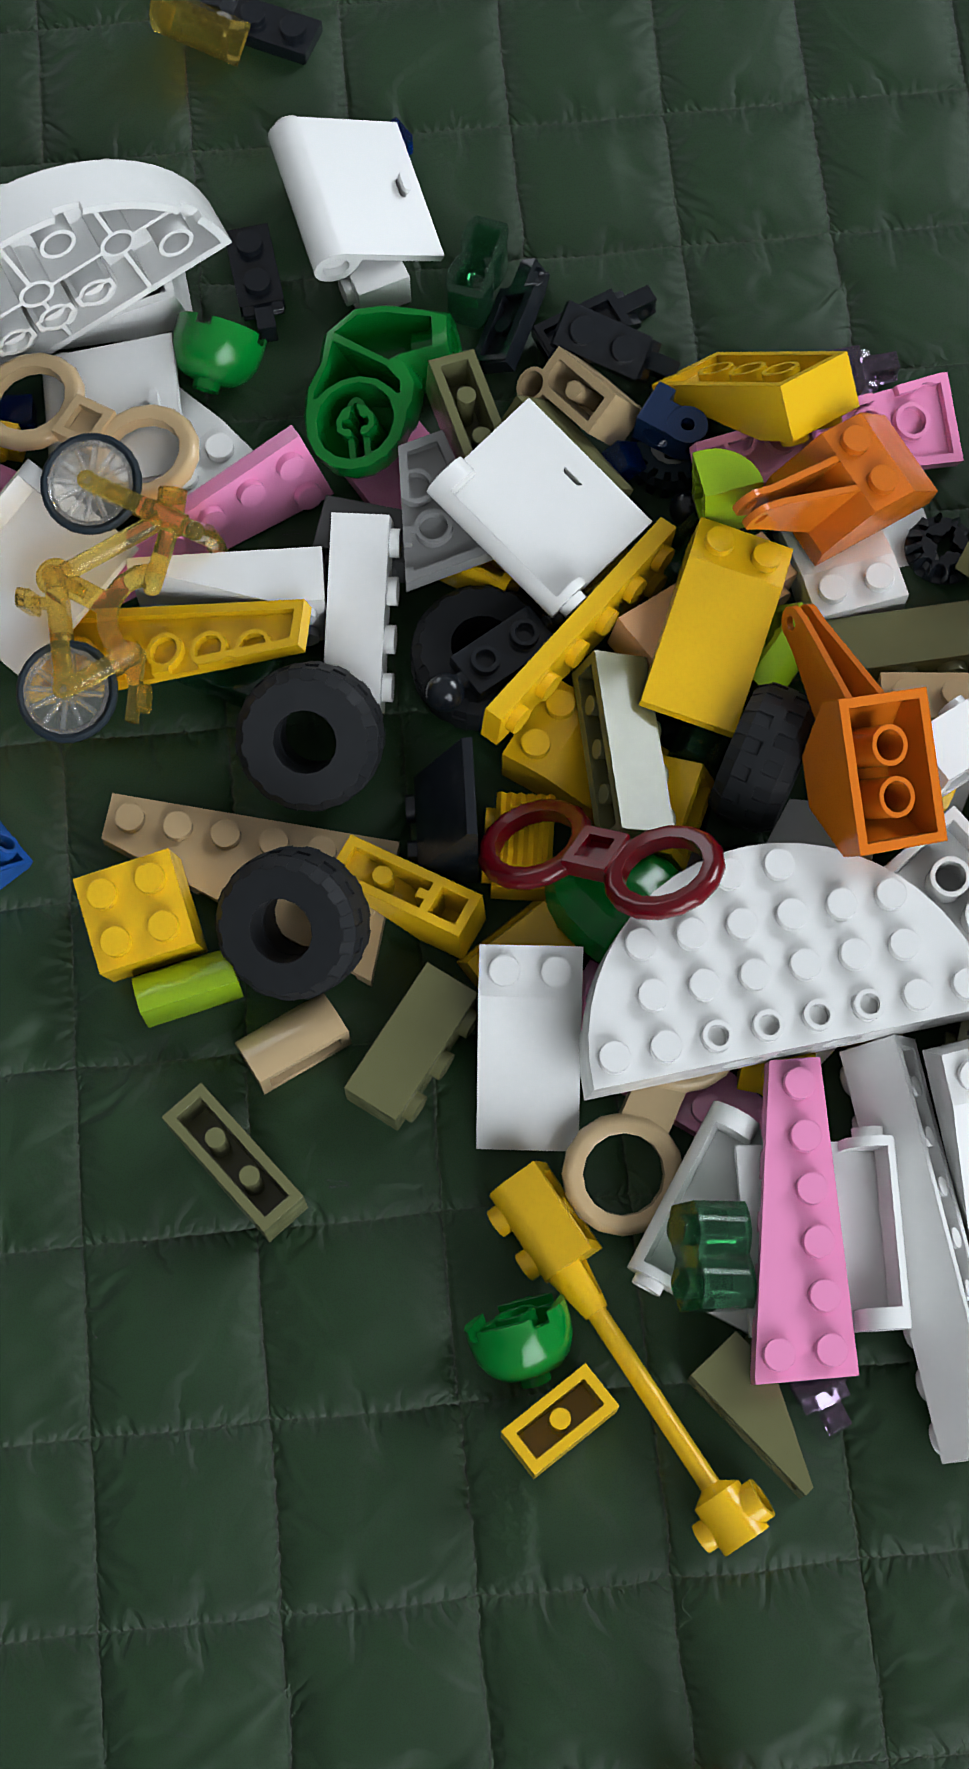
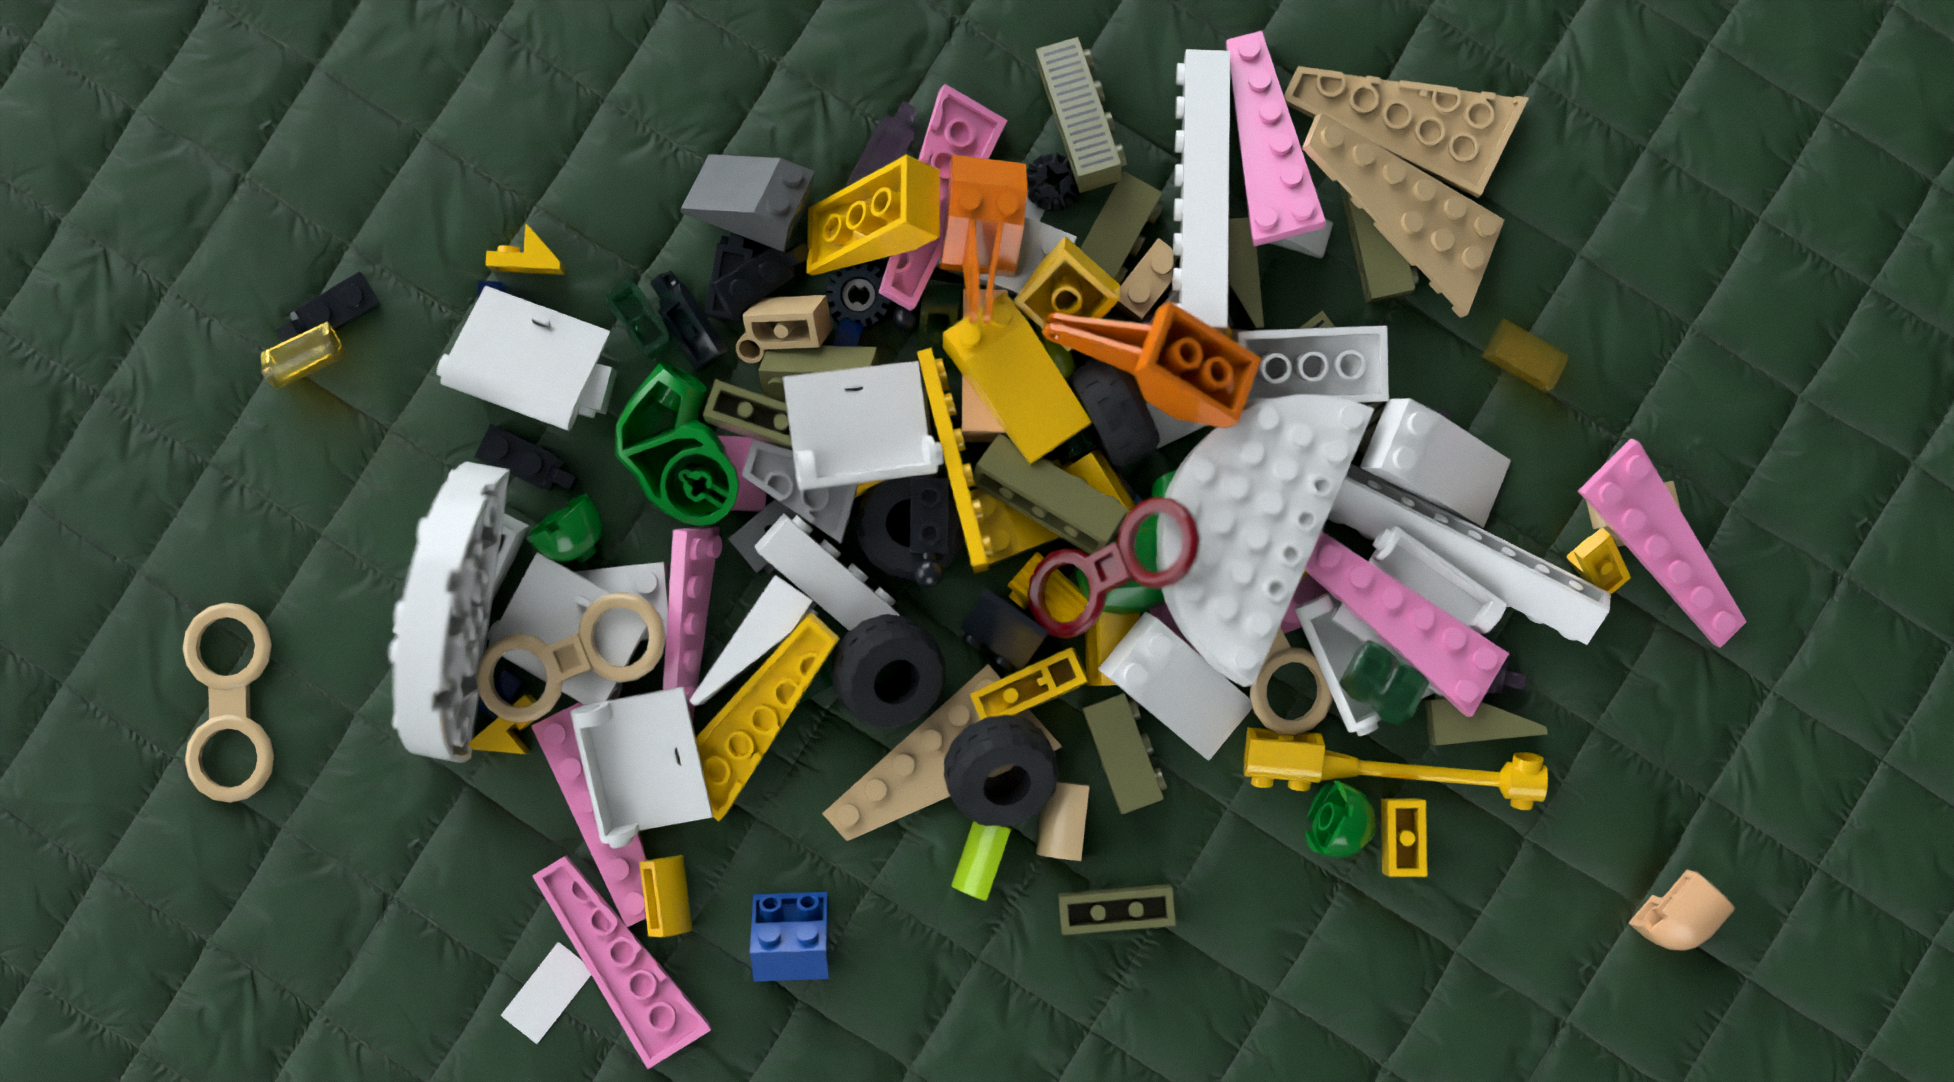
camera: 50 degrees left, 15 degrees up
(91, 489) = (632, 690): piece -> none
(140, 915) = (920, 855): yellow brick -> none
(455, 147) = (535, 259): none -> yellow slope
(668, 425) = (851, 291): dark blue leg -> none
(684, 289) = (751, 197): none -> dark grey slope
(720, 481) = (938, 305): lime brick -> none
(857, 602) = (1067, 285): none -> yellow slope

